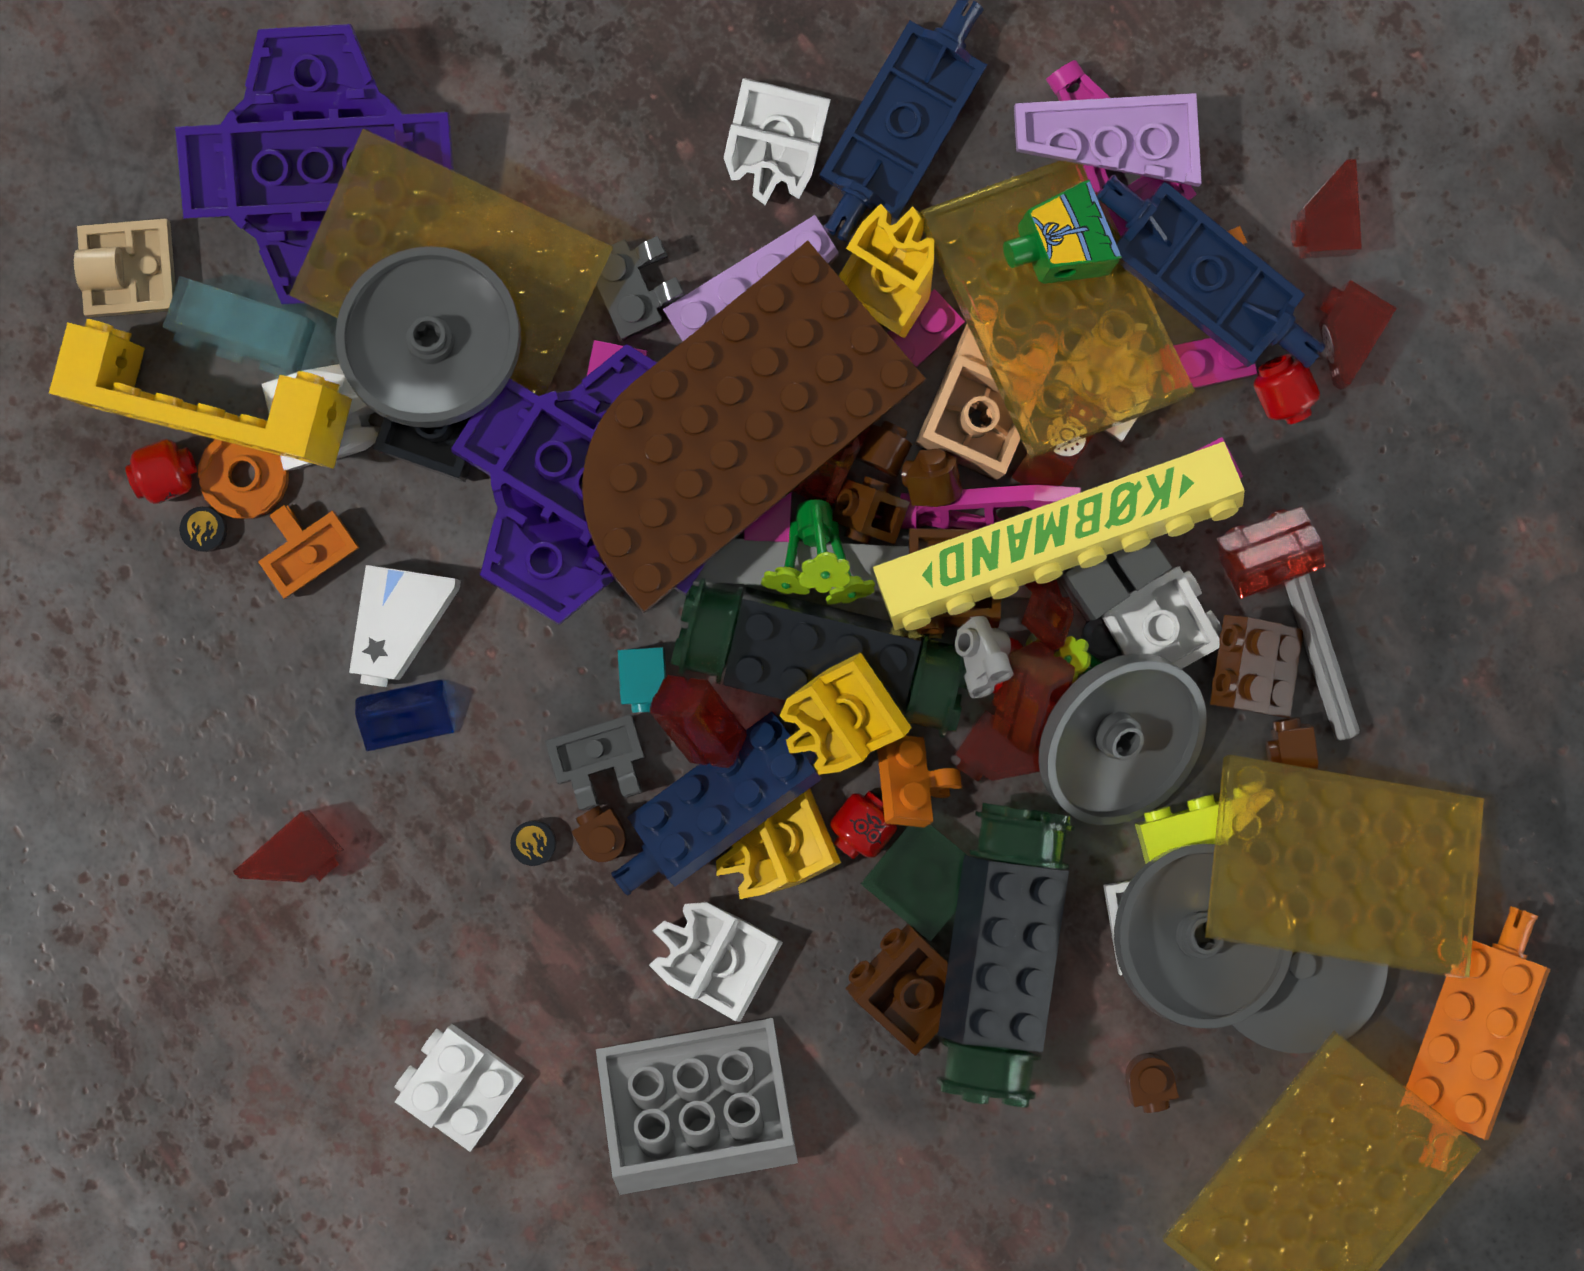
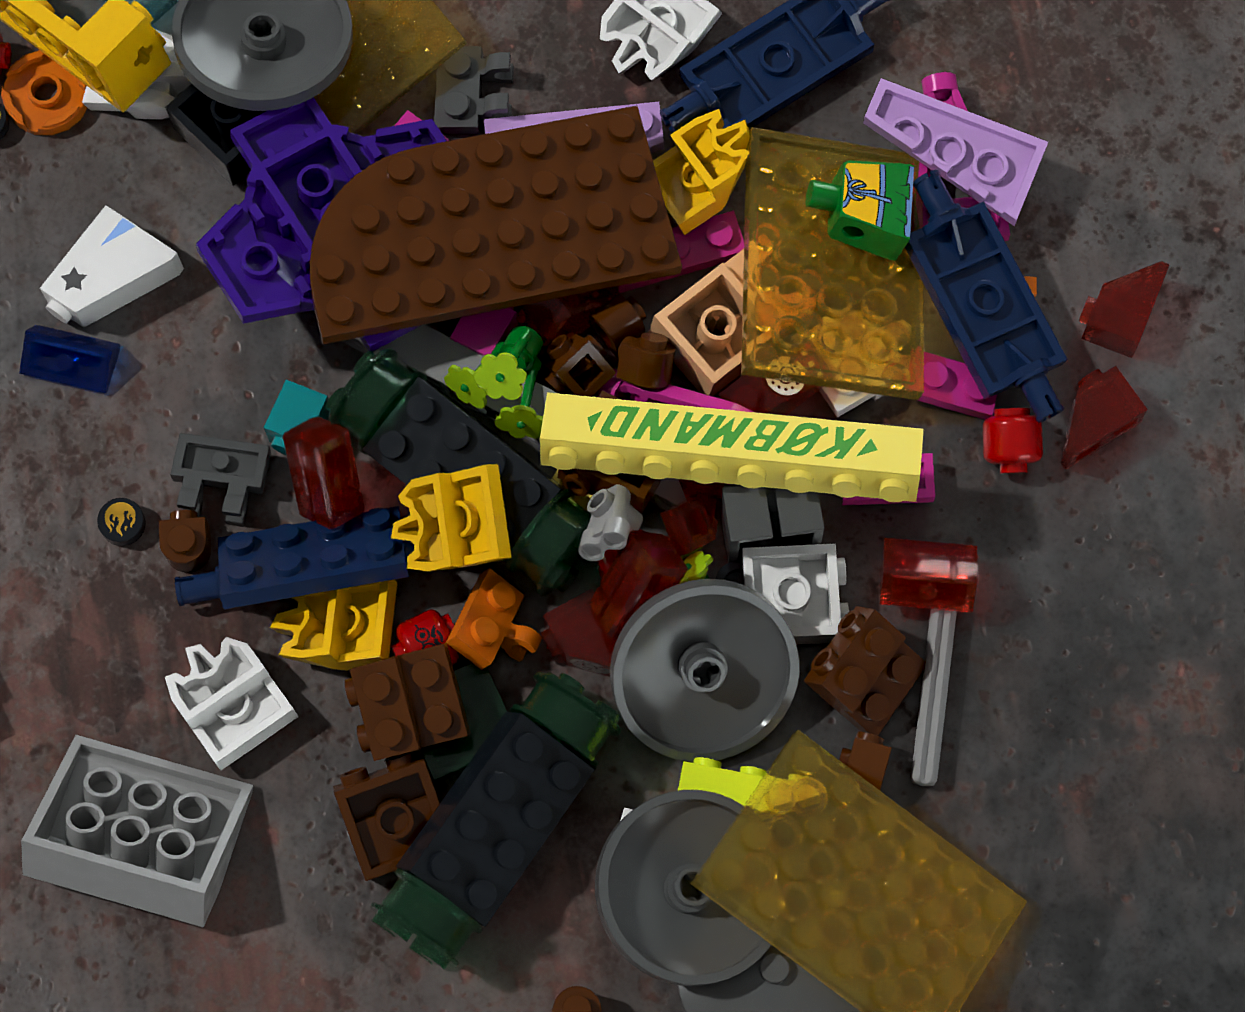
camera: 30 degrees right, 15 degrees down
(307, 551) = (63, 177): orange plate -> none
(877, 891) = (407, 702): none -> reddish brown plate

